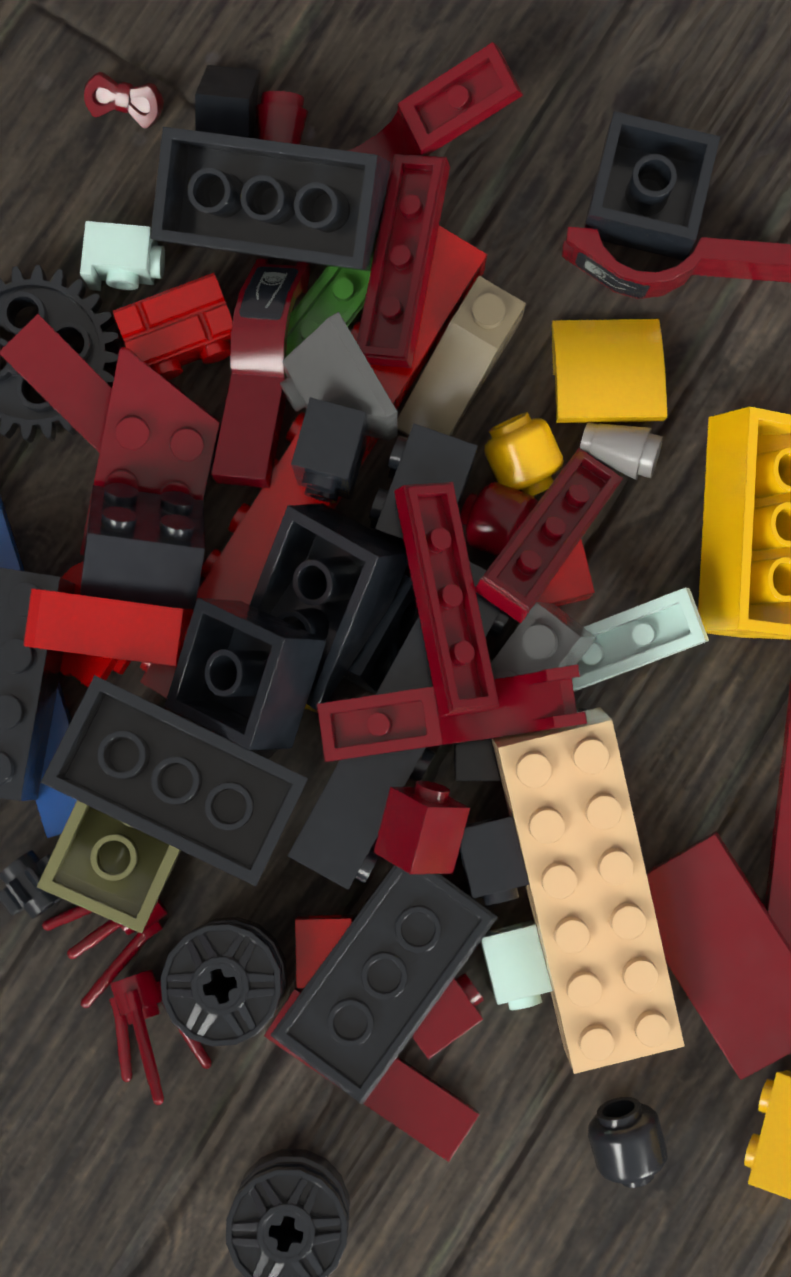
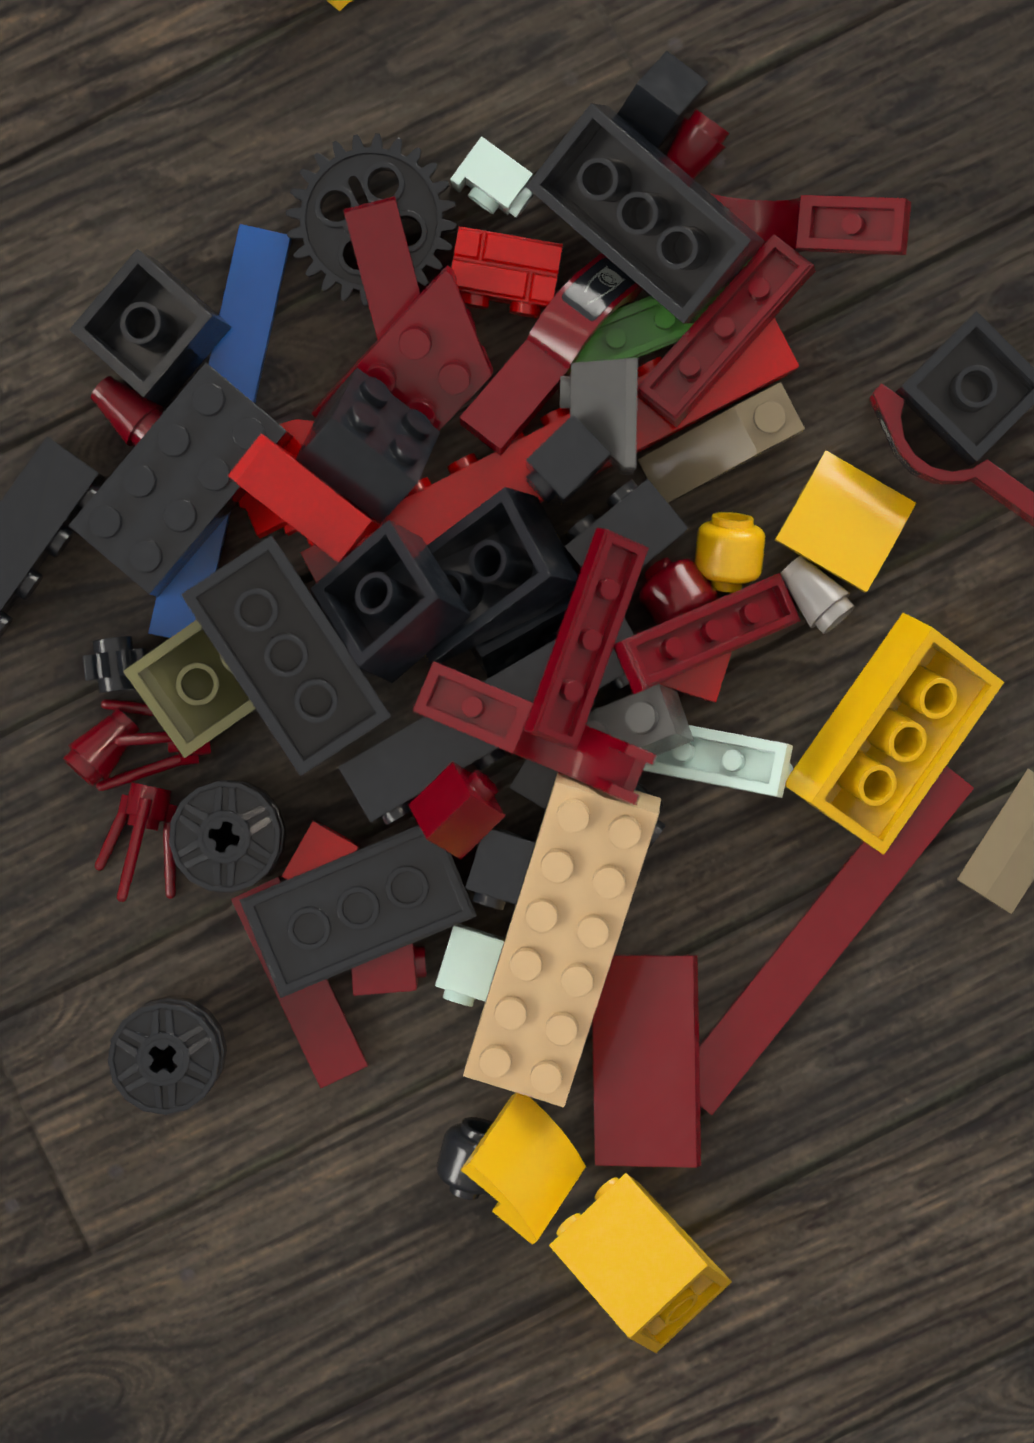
camera: 30 degrees right, 5 degrees up
(59, 977) = (95, 752): none -> dark red cone
(141, 102) = (563, 27): dark red piece -> none
(681, 1124) = (525, 1166): none -> yellow slope

